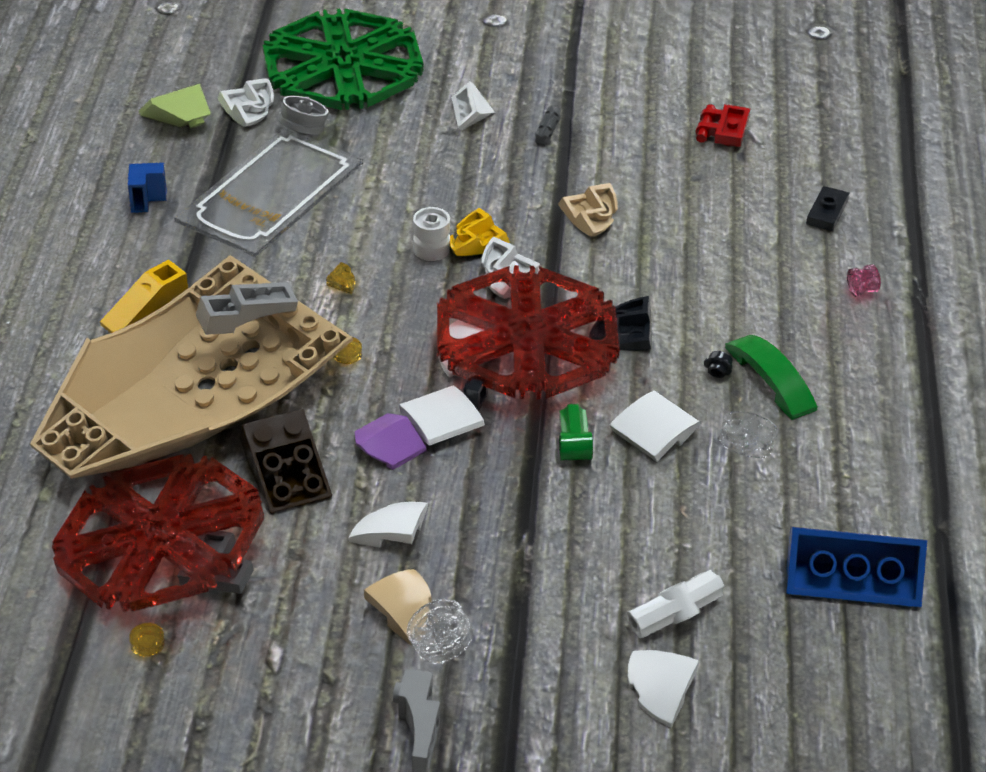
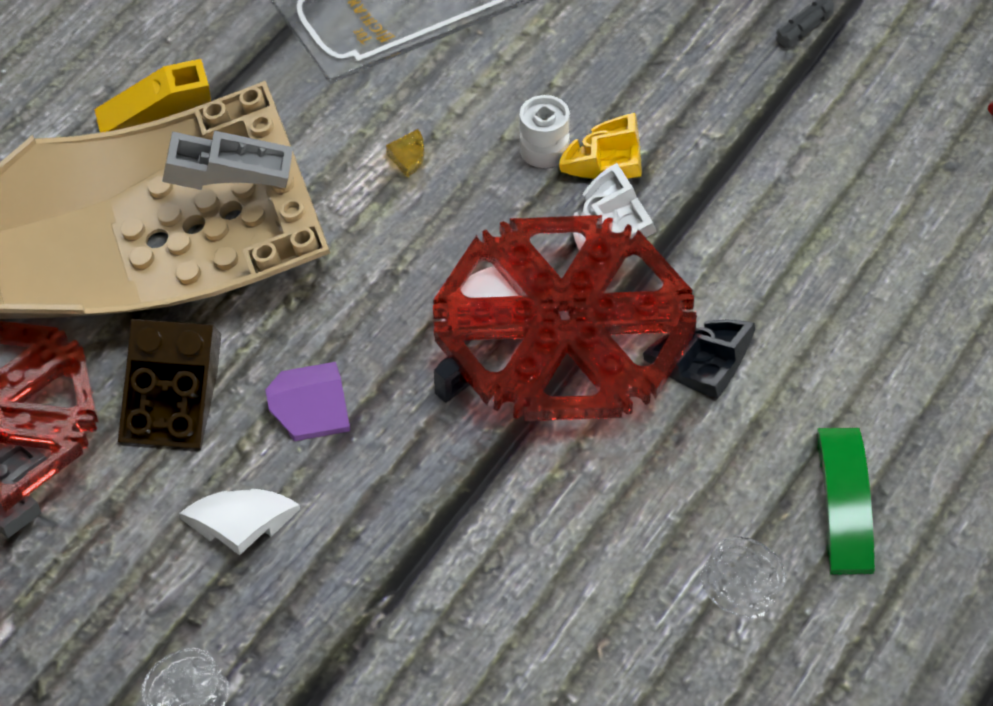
camera: 30 degrees right, 10 degrees up
(351, 353) = (346, 255): clear yellow tile -> none
(399, 598) = (181, 619): tan brick -> none
(442, 415) = (392, 391): white slope -> none
(574, 438) = (528, 492): green piece -> none
(591, 210) = (777, 167): tan brick -> none
(654, 425) = (642, 511): white slope -> none
(719, 364) = (783, 457): black plate -> none

